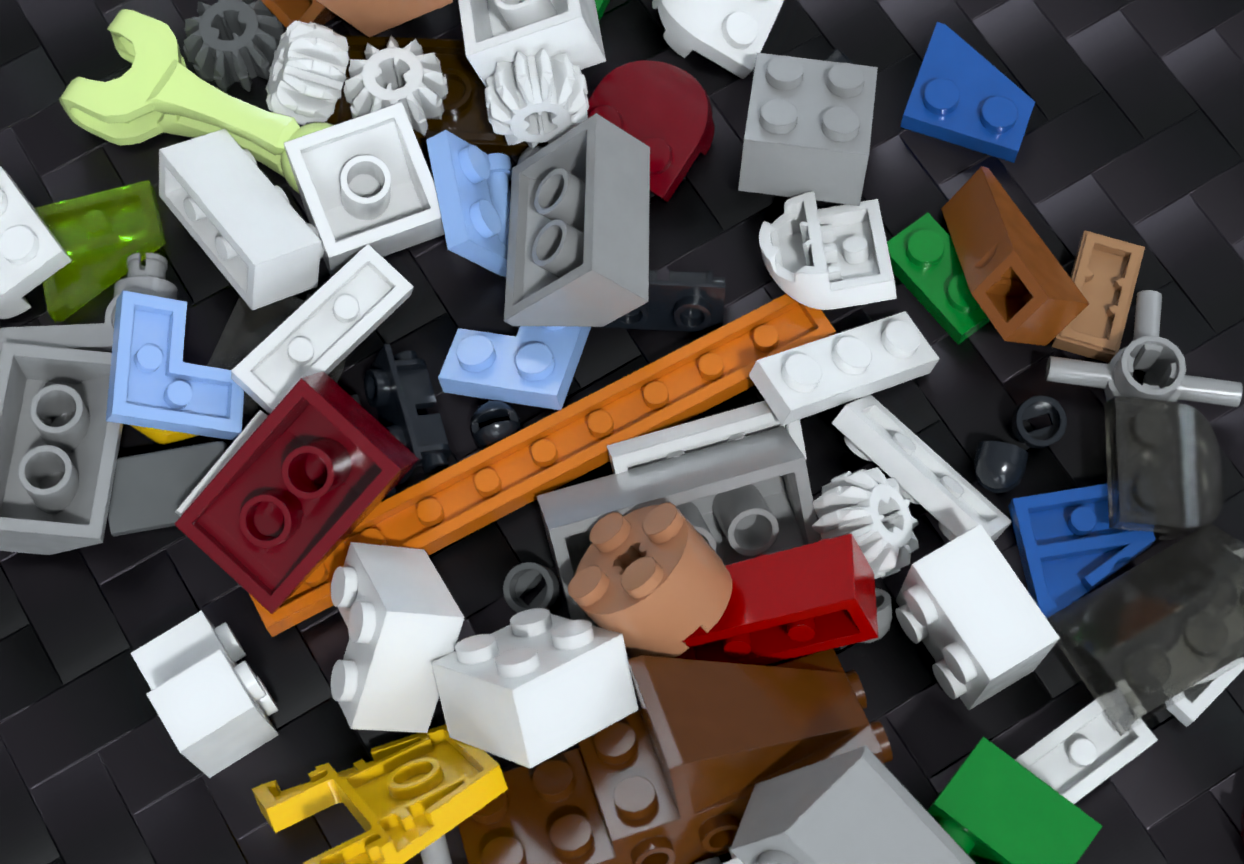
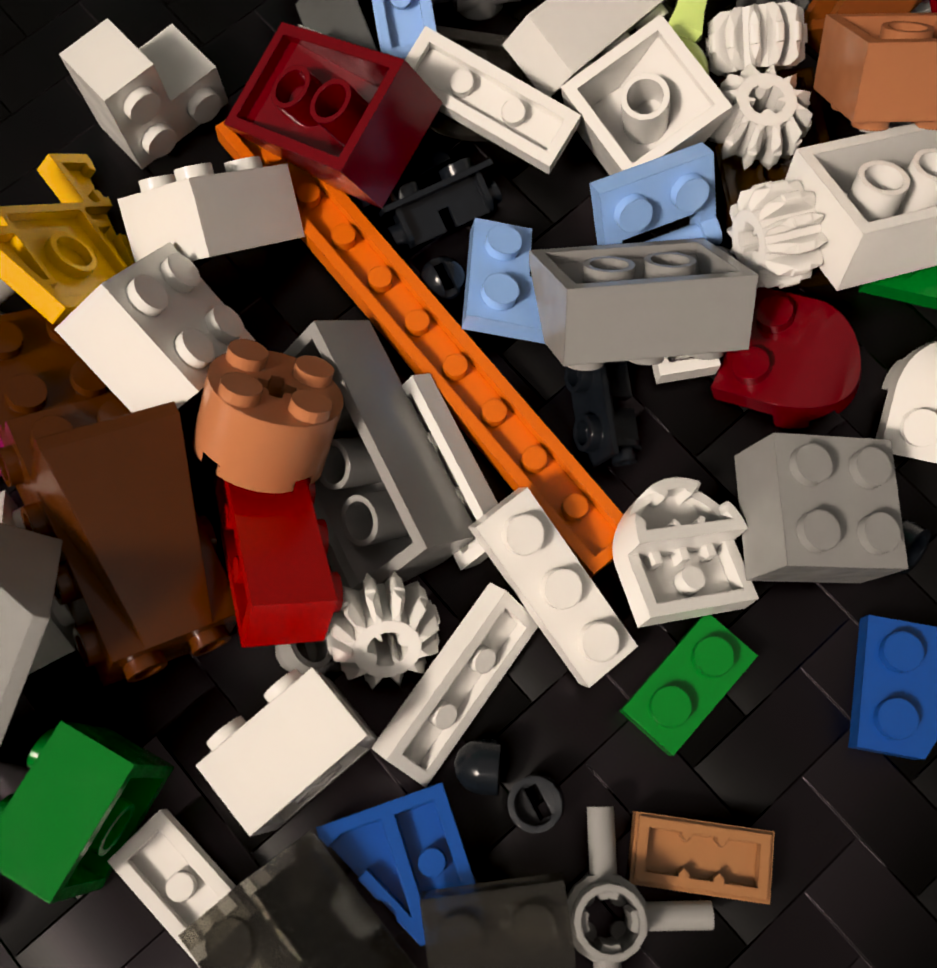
camera: 80 degrees right, 5 degrees up
(523, 580) = (280, 324): dark grey hinge -> none
(1009, 264) = (704, 745): dark orange slope -> none

